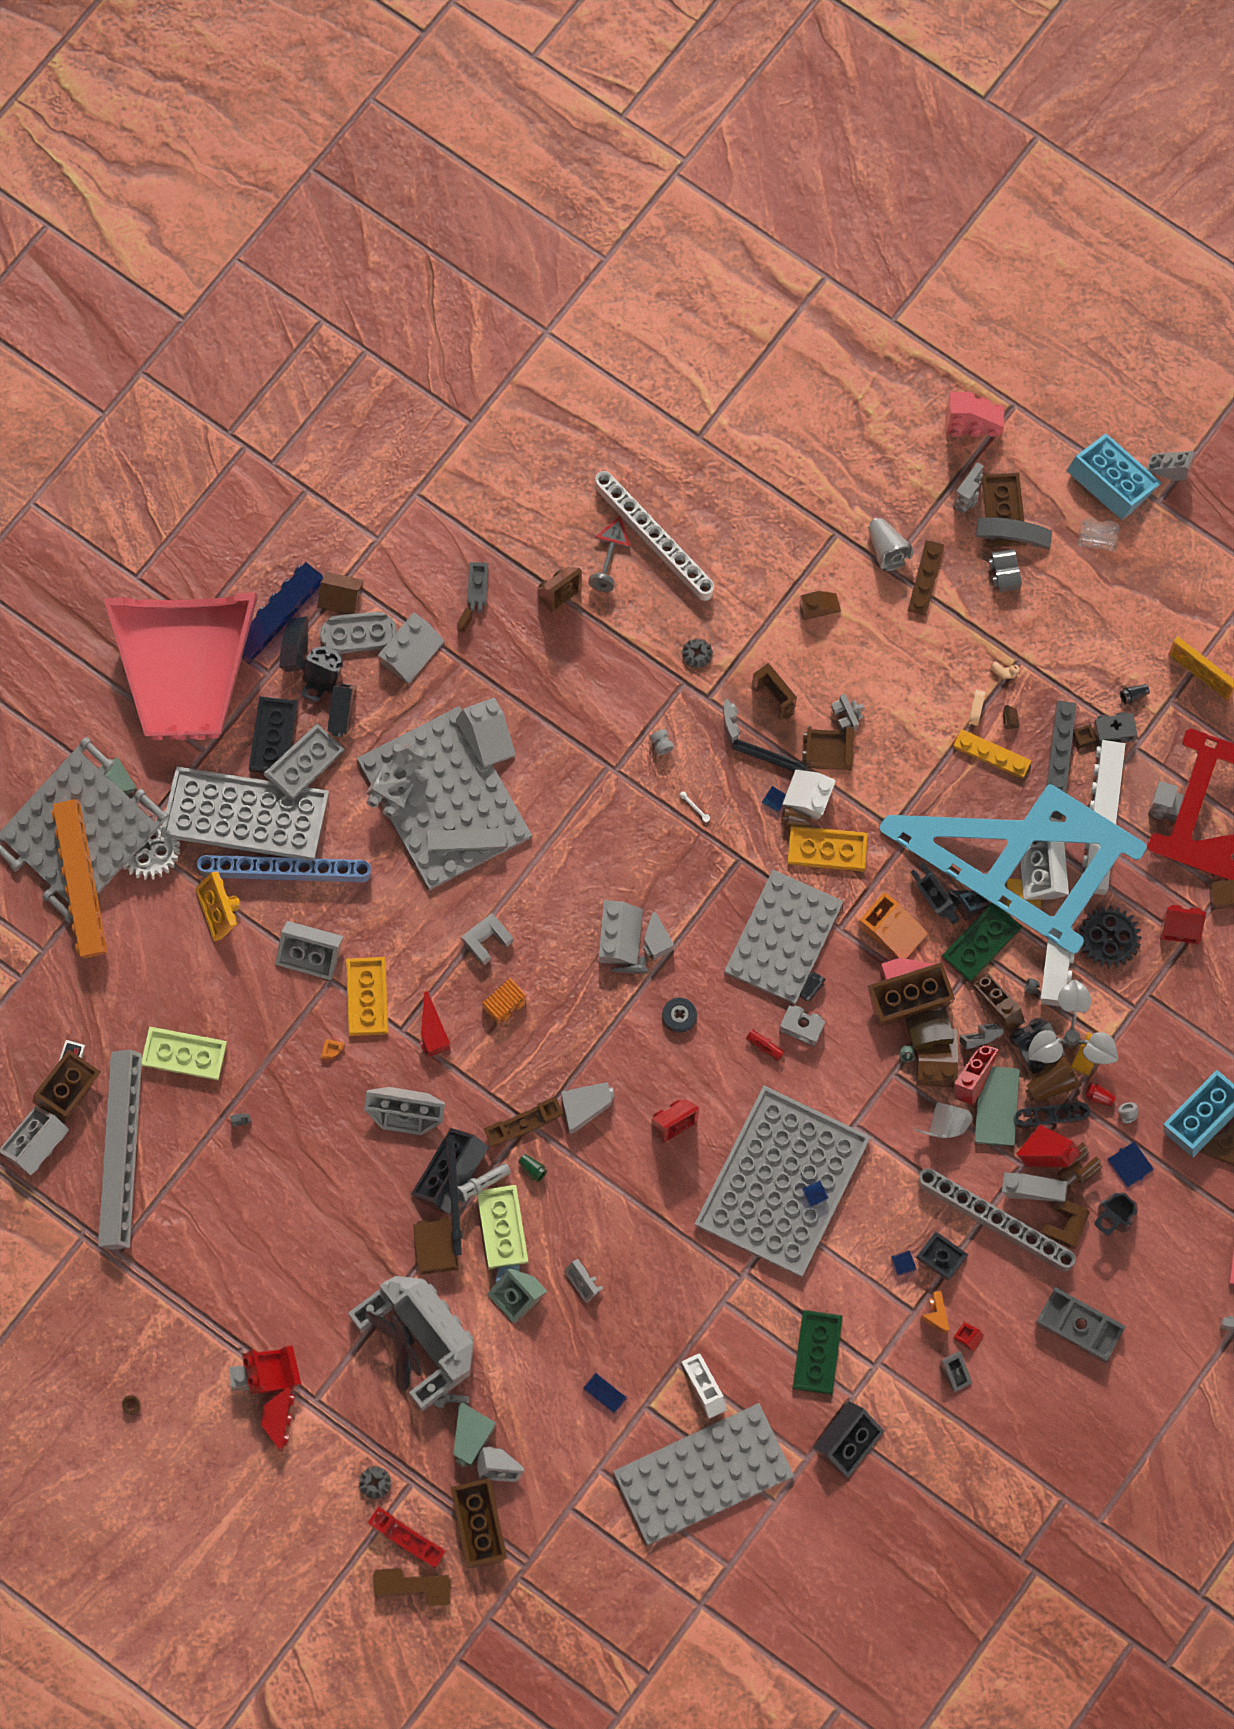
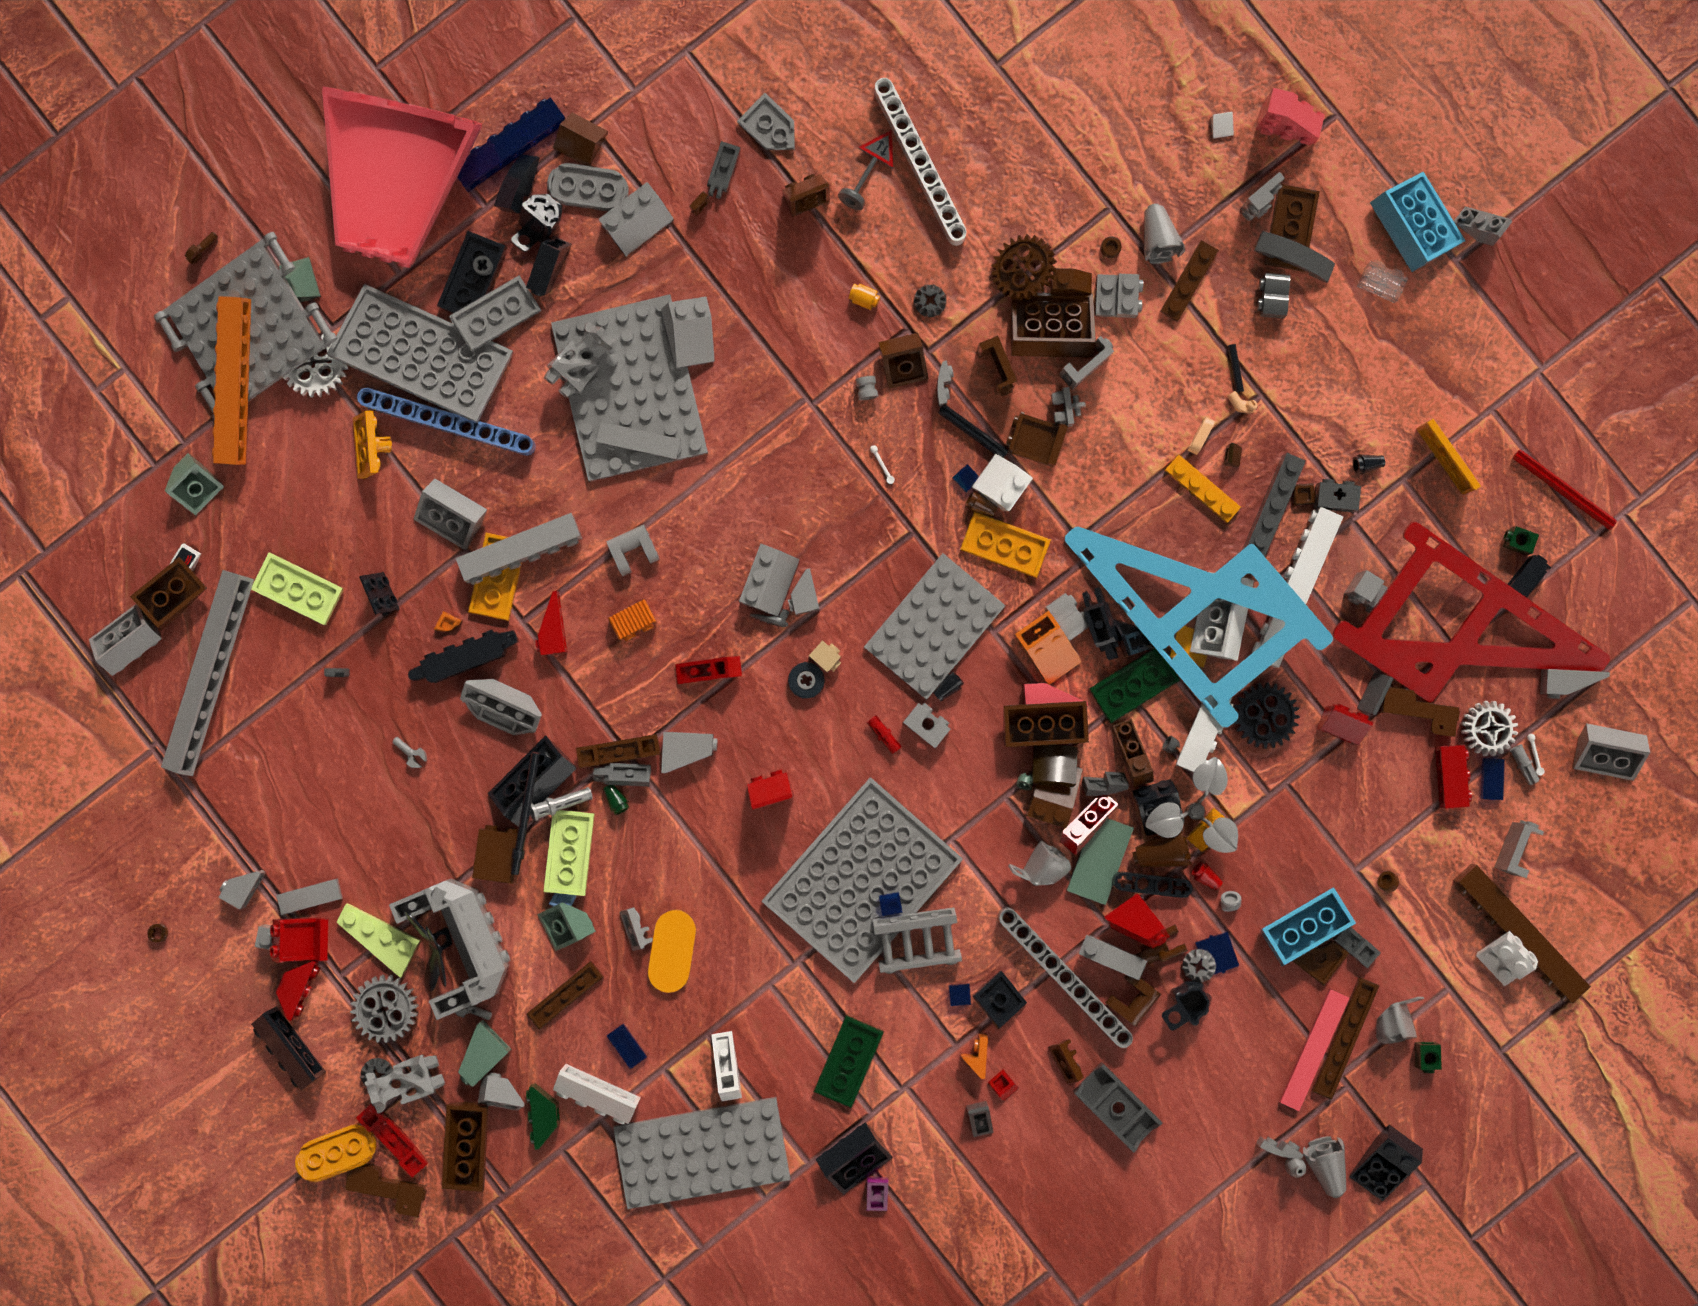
camera: 15 degrees right, 15 degrees up
(12, 778) = (194, 253): none -> reddish brown bar
(63, 983) = (192, 484): none -> sand green slope
(201, 1340) = (240, 889): none -> light grey slope
(258, 1032) = (379, 593): none -> black hinge
(267, 1332) = (309, 896): none -> light grey tile
(282, 728) = (482, 259): none -> dark grey bush
(284, 1476) = (288, 1048): none -> black slope
(328, 1176) = (410, 752): none -> light grey bar
(345, 1354) = (383, 940): none -> yellowish green wing
(355, 1564) = (335, 1153): none -> light orange tile
(356, 1075) = (464, 657): none -> black hinge
(381, 1407) = (366, 1014): none -> light grey gear
(382, 963) = (519, 548): none -> light grey brick
(417, 1471) = (420, 1078): none -> light grey hips
(508, 538) = (769, 125): none -> light grey tile
(533, 1143) = (623, 774): none -> dark grey hinge
(533, 1361) = (565, 995): none -> reddish brown tile
(544, 1477) = (543, 1114): none -> dark green slope
(587, 1027) = (708, 669): none -> red slope
(589, 1441) = (596, 1093): none -> white slope
(623, 1293) = (672, 951): none -> light orange tile
(636, 663) = (864, 296): none -> light orange brick
(688, 710) = (903, 360): none -> reddish brown slope
(692, 988) = (826, 656): none -> tan brick
(784, 587) = (1009, 280): none -> reddish brown gear
(814, 645) = (1053, 325): none -> reddish brown slope
(834, 1208) = (905, 924): none -> light grey fence
(847, 566) = (1111, 247): none -> reddish brown tile
(847, 684) = (1074, 378): none -> light grey panel
(866, 606) = (1118, 295): none -> light grey plate
(879, 1464) = (877, 1193): none -> magenta slope
(906, 896) = (1067, 615): none -> light grey brick
(915, 438) = (1222, 125): none -> white slope
(990, 642) = (1235, 368): none -> black piece
(1020, 1297) = (1063, 1057): none -> reddish brown plate
(1122, 1185) = (1194, 957): none -> light grey gear
(1203, 891) = (1375, 693): none -> dark grey slope

